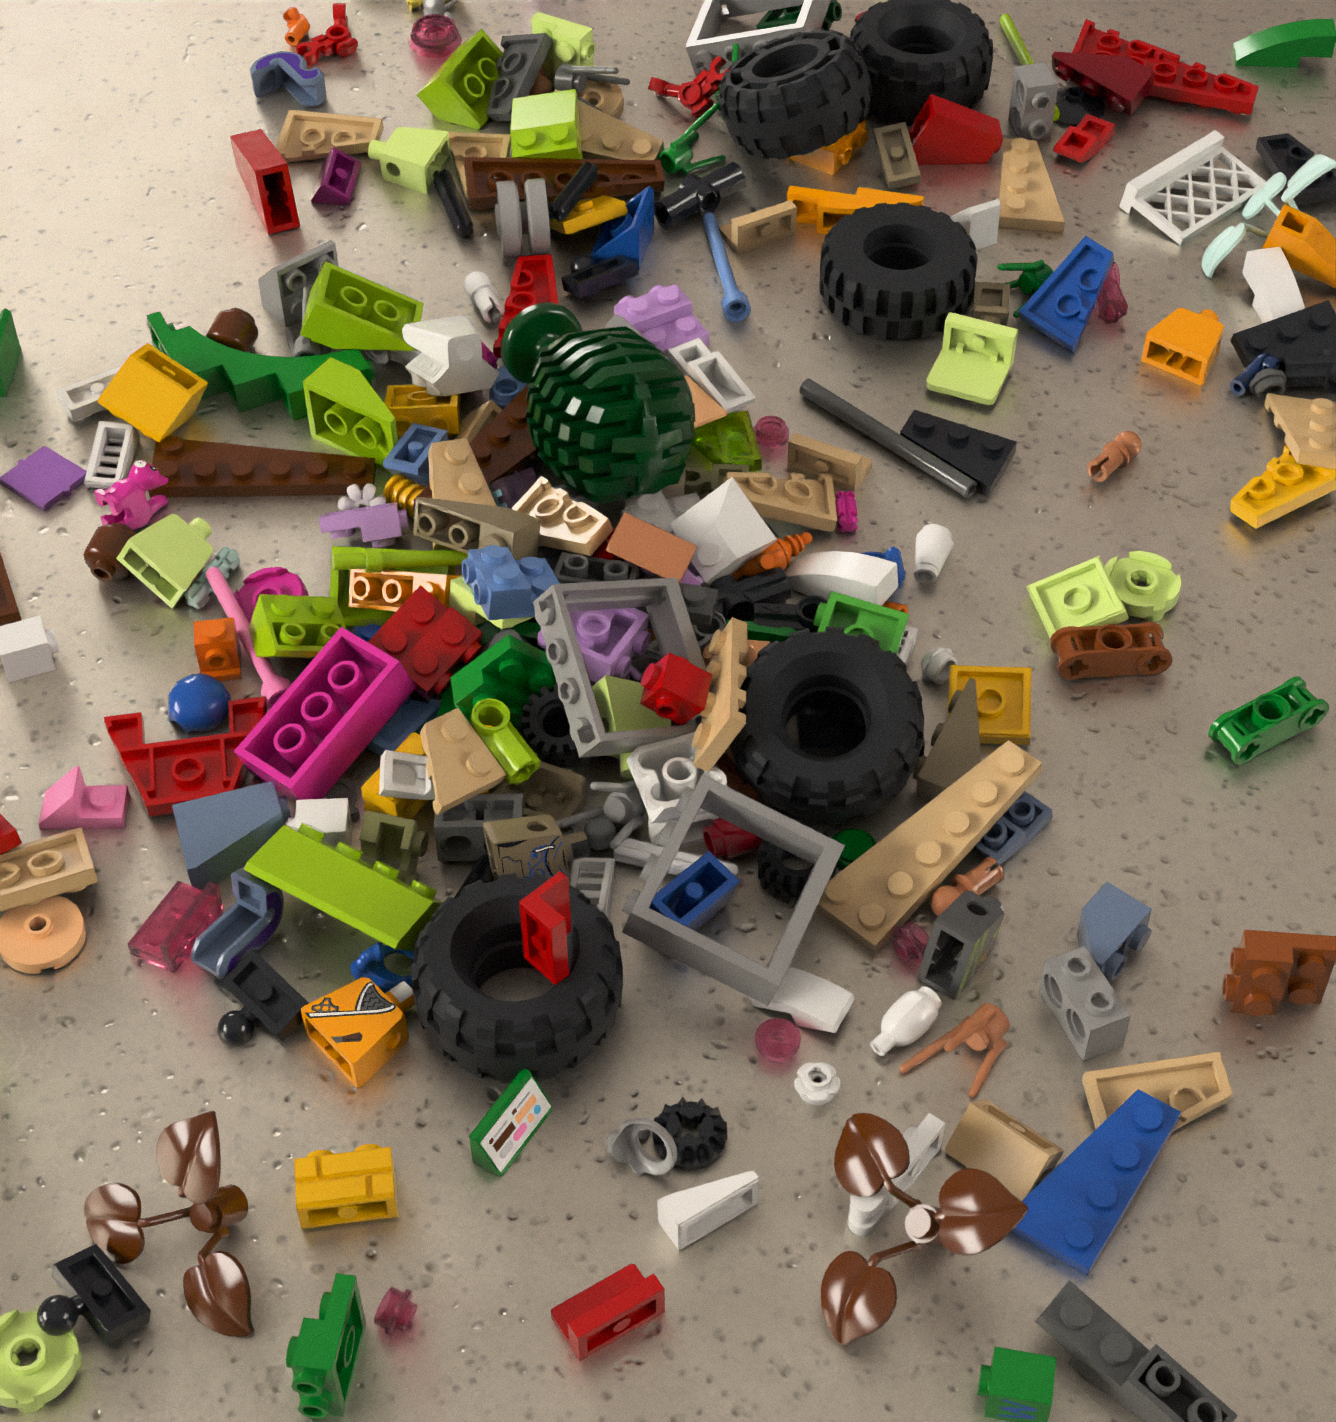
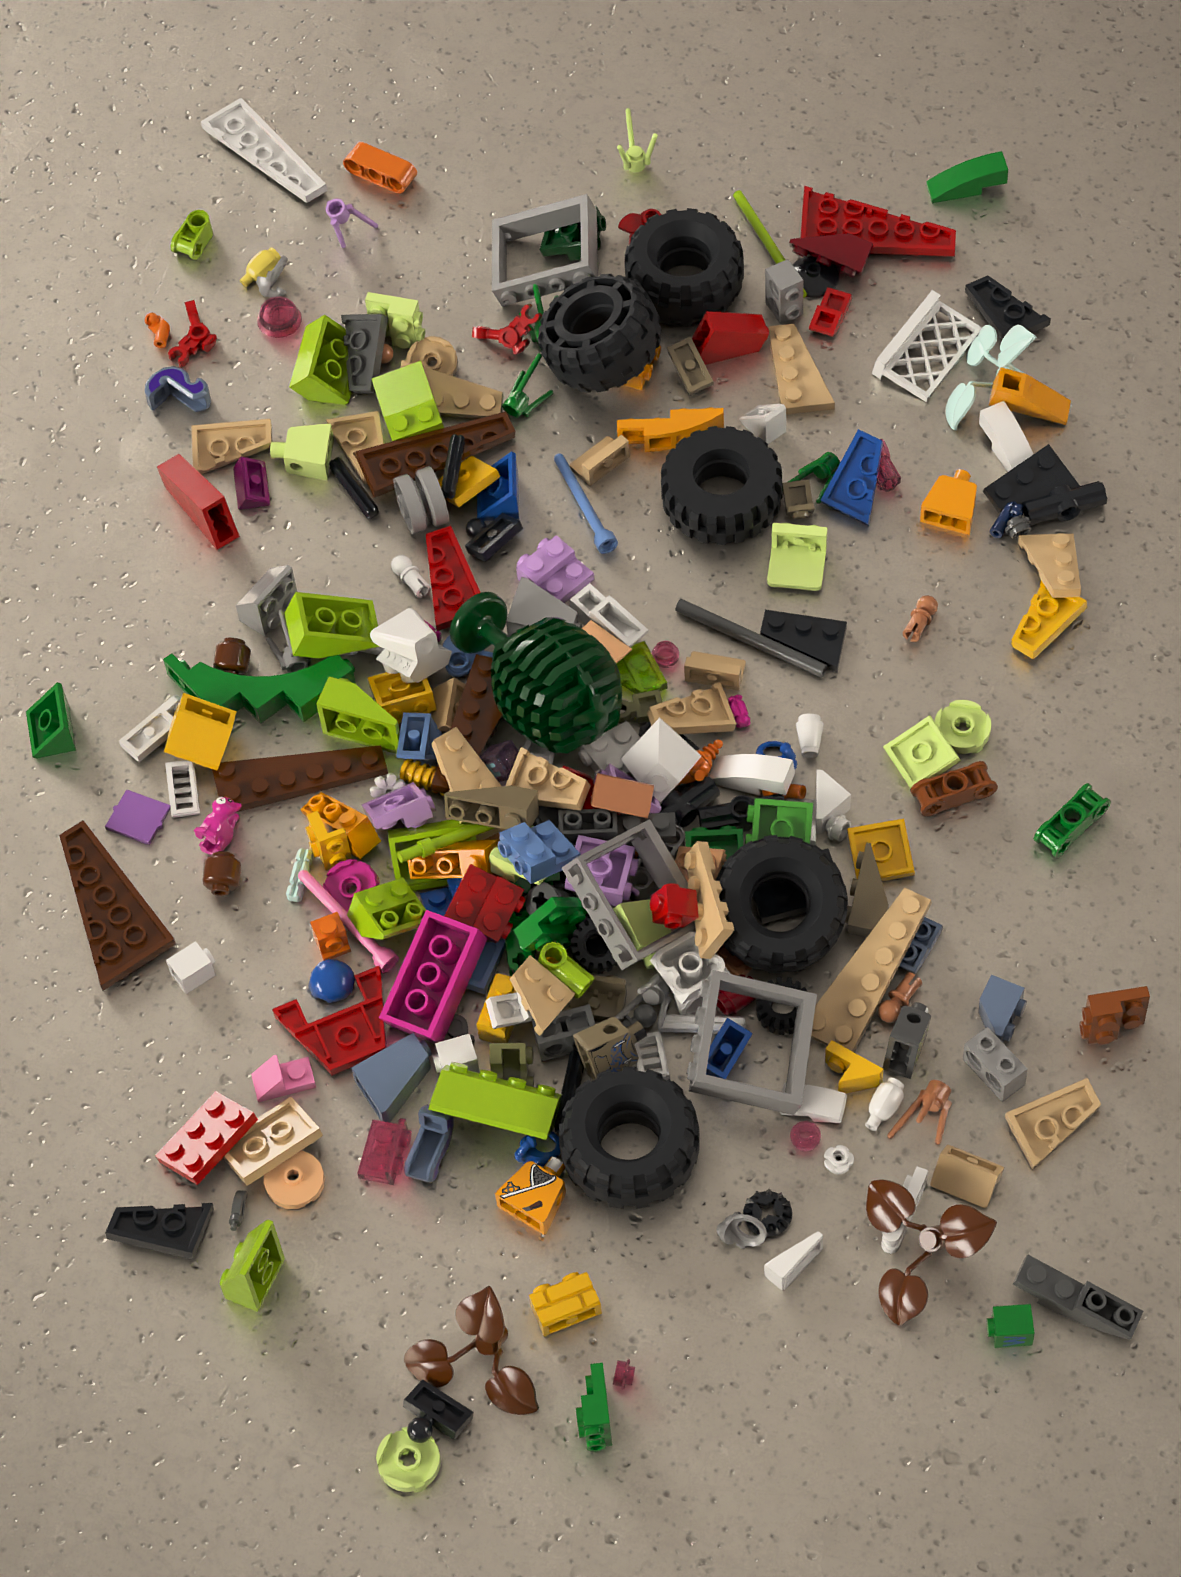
camera: 10 degrees left, 10 degrees up
(168, 555) = (268, 869): yellowish green torso -> none
(260, 538) = (331, 846): none -> yellow bracket
(265, 998) = (464, 1189): black plate -> none
(289, 532) = (337, 815): none -> light orange slope
(509, 1124) = (653, 1236): slope -> none
(545, 927) = (650, 1113): red panel -> none
(576, 77) = (414, 347): dark grey plant -> none
(609, 1310) = (752, 1340): red panel -> none
(699, 195) = (546, 438): black piece -> none
(856, 844) = (816, 982): green piece -> none
(875, 967) = (858, 1071): none -> yellow slope
(910, 942) = (873, 1046): clear pink plate -> none
(935, 628) = (830, 800): none -> white slope
(1092, 1188) = (1028, 1187): blue wing -> none

